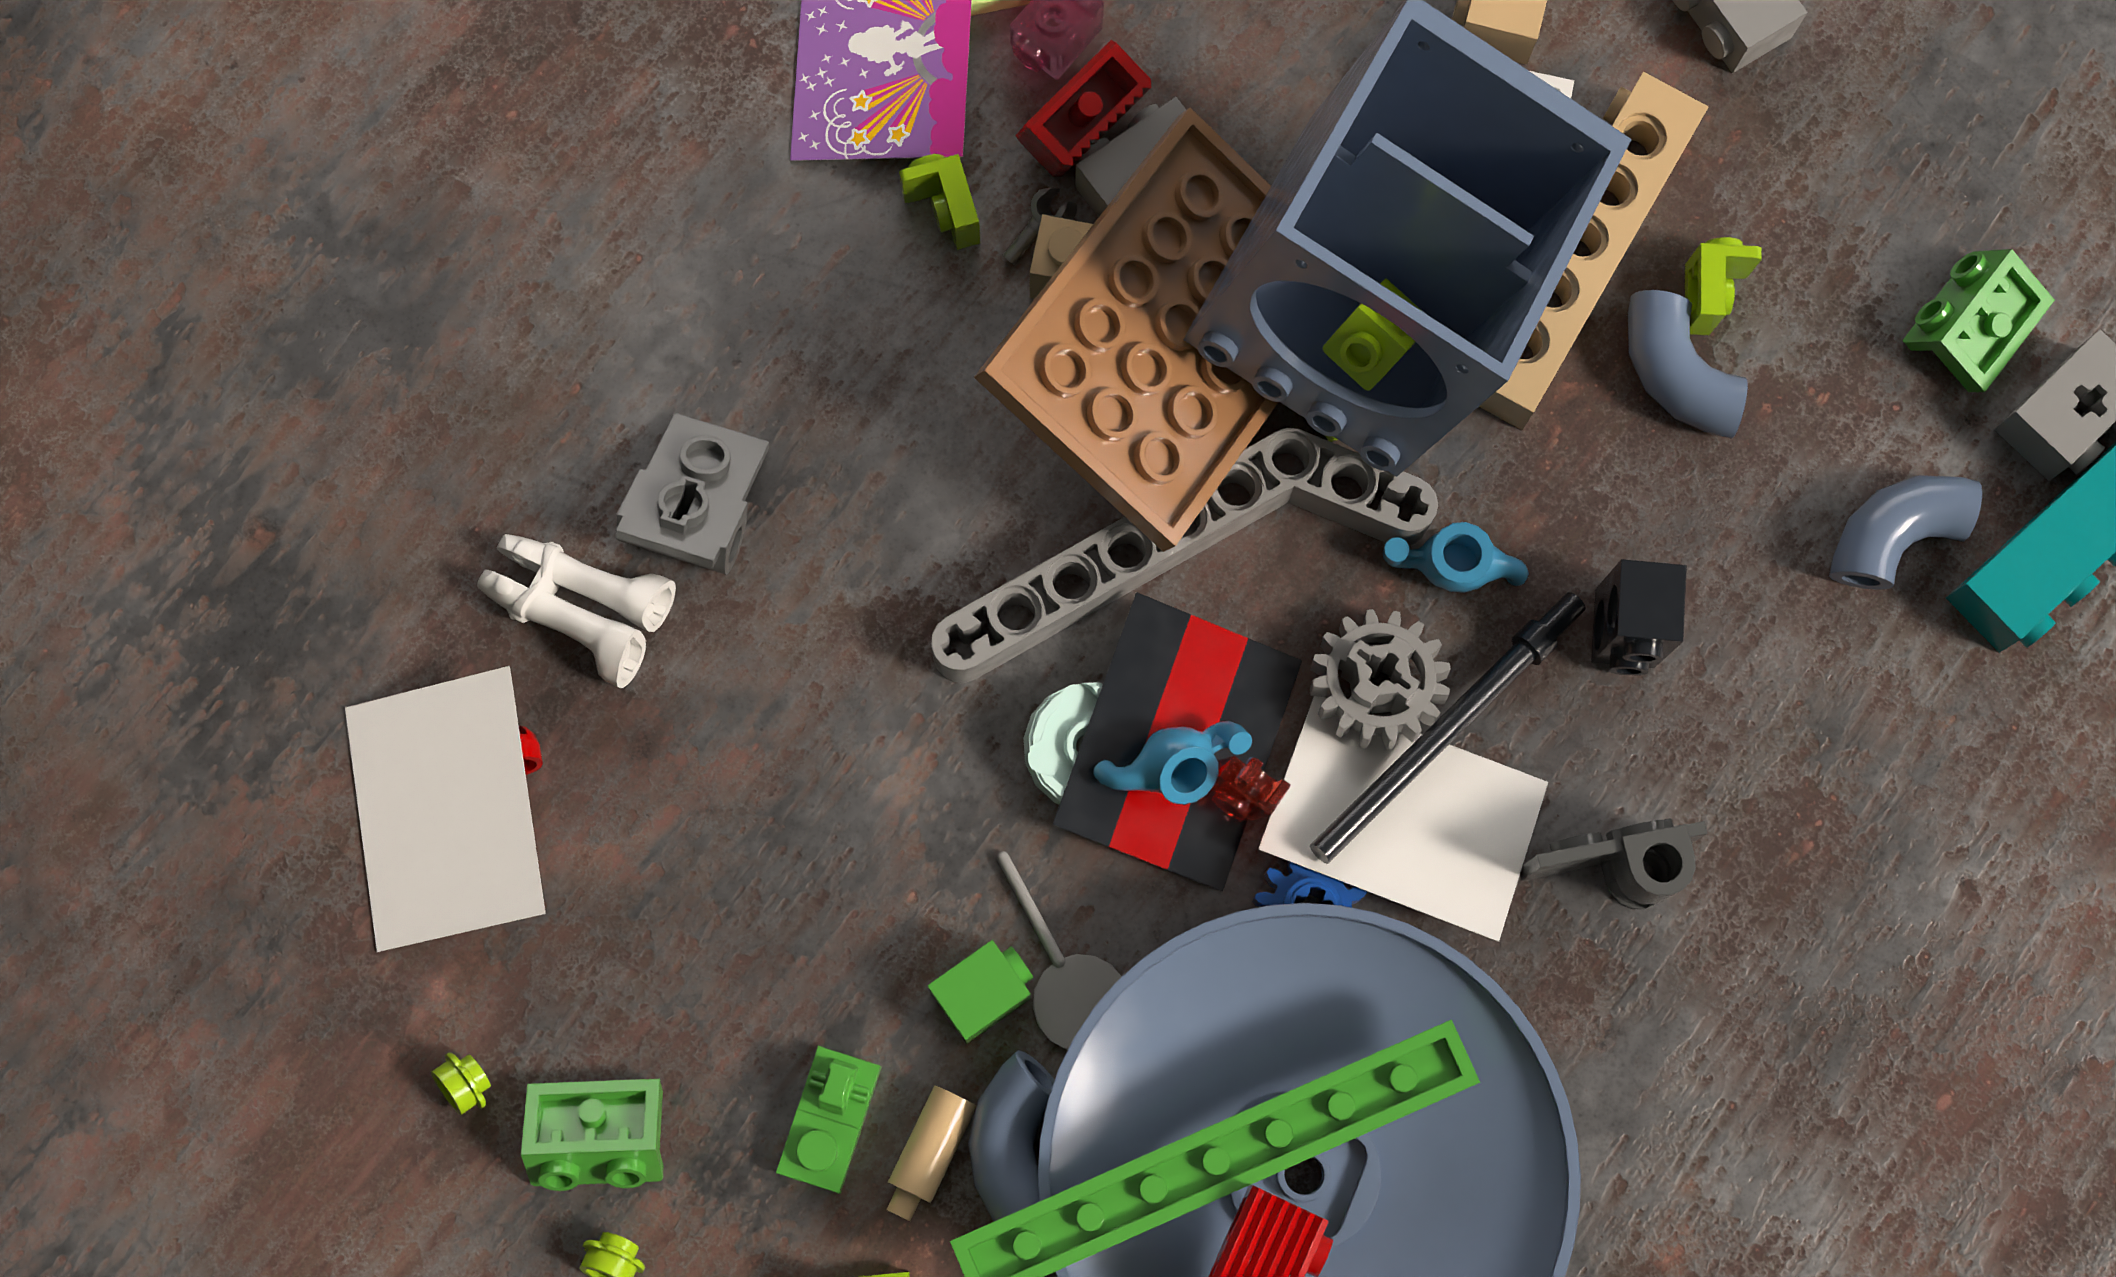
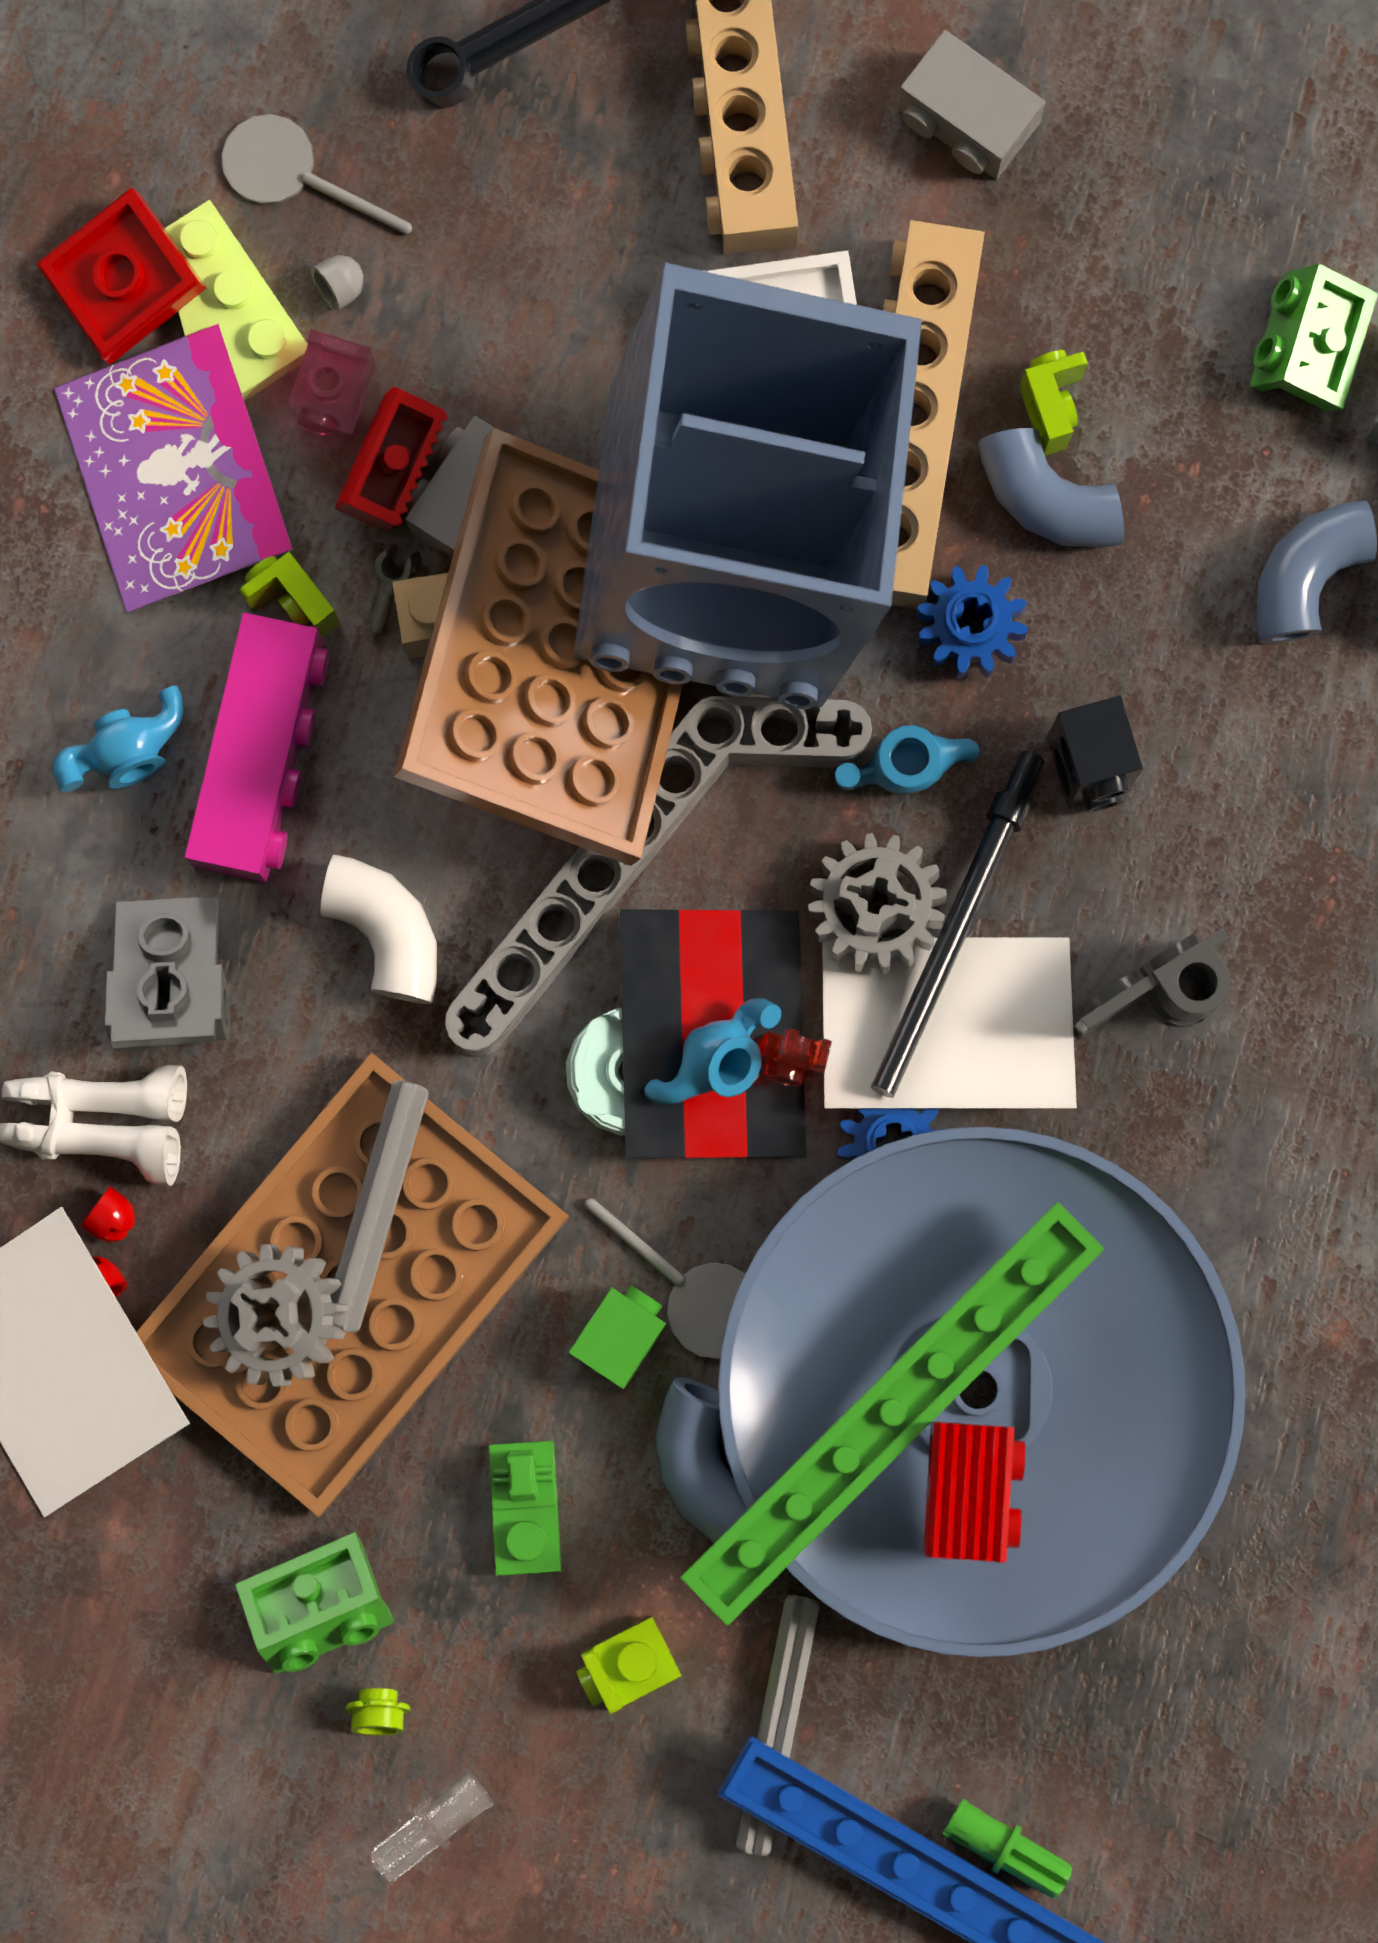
camera: 15 degrees left, 5 degrees up
(461, 1082) = (173, 1606): lime plate -> none
(551, 695) = (110, 1217): none -> red hinge
(693, 844) = (247, 1320): none -> light grey gear
(736, 274) = (122, 747): none -> dark azure piece
(745, 843) = (450, 1256): none -> medium nougat plate
(800, 778) = (378, 1201): none -> light grey axle
(858, 322) = (256, 748): none -> dark pink brick
(919, 527) = (392, 923): none -> white cylinder
(929, 1150) = (628, 1501): tan cylinder -> none
(1368, 343) = (748, 610): lime bracket -> none
(1582, 441) = (983, 601): none -> blue gear

